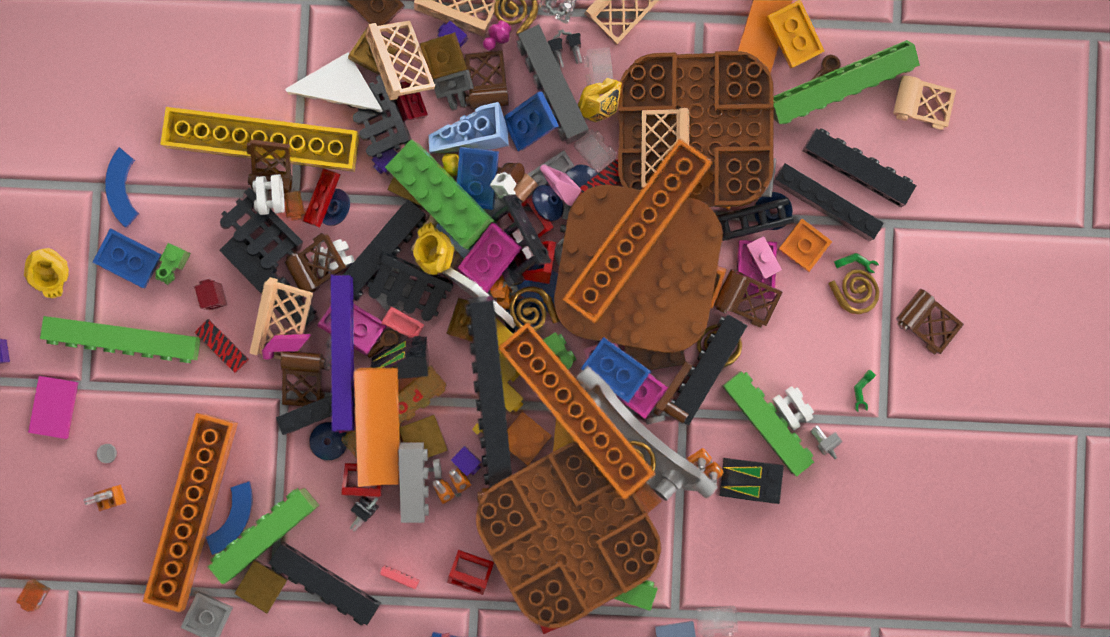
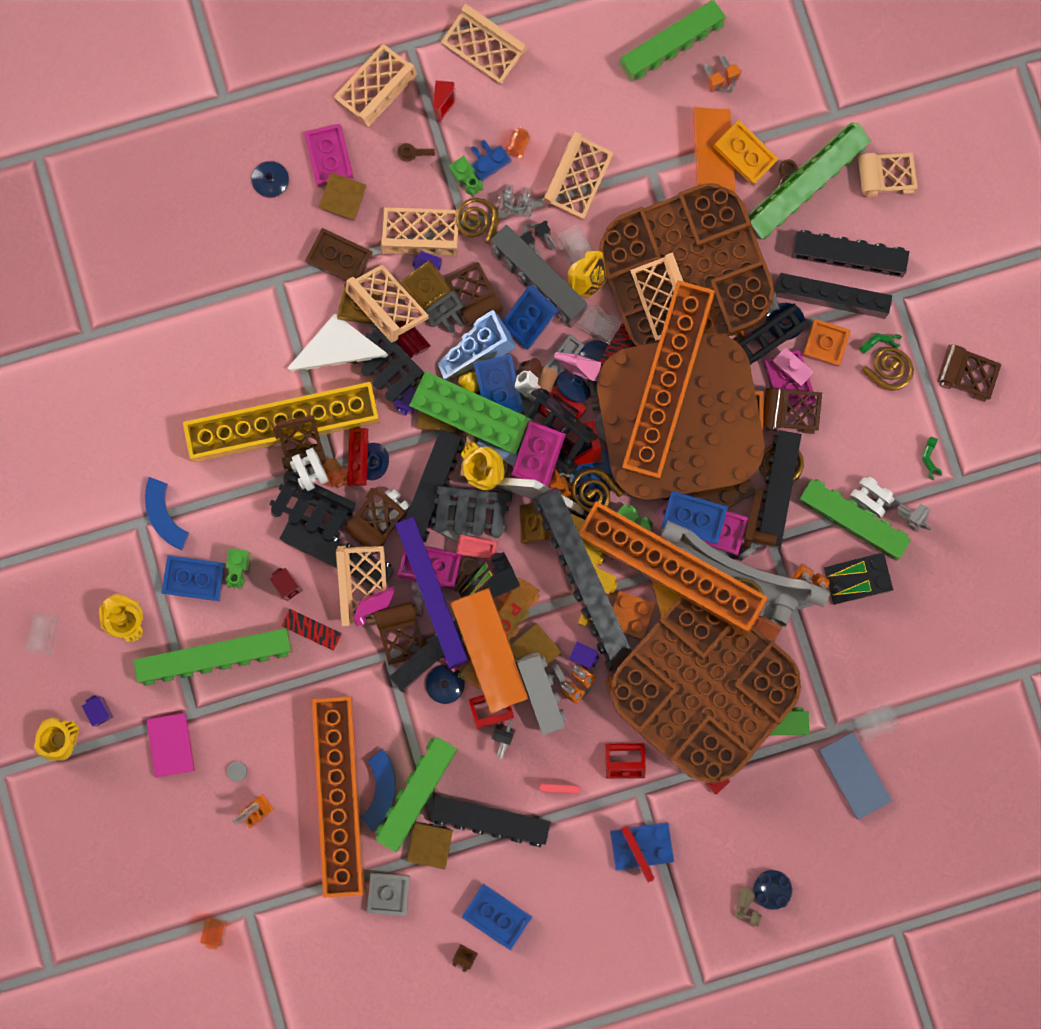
camera: 15 degrees left, 5 degrees down
(497, 33) = (469, 247): dark pink animal -> none

